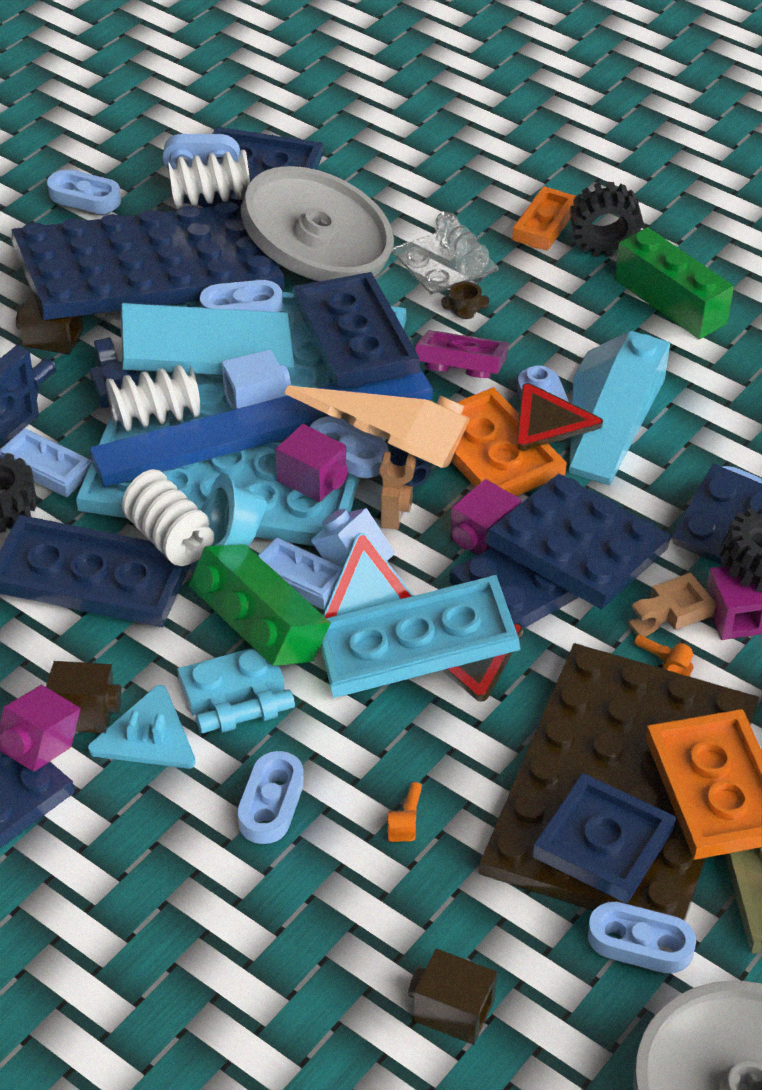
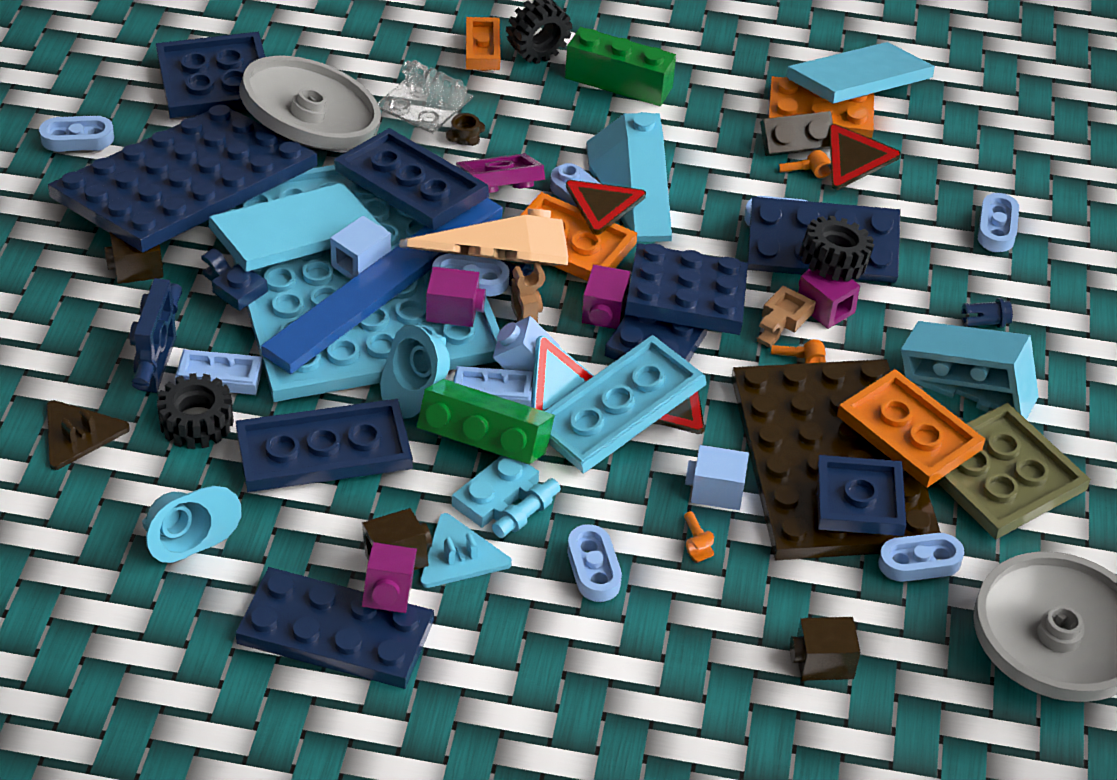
camera: 30 degrees left, 0 degrees up
(154, 397) = (286, 286): white piece -> none
(167, 517) = (370, 380): white piece -> none
(198, 144) = (173, 69): light blue plate -> none
(209, 178) = (196, 85): white piece -> none
(246, 295) = (296, 180): light blue plate -> none
(469, 756) = (717, 477): none -> light blue brick

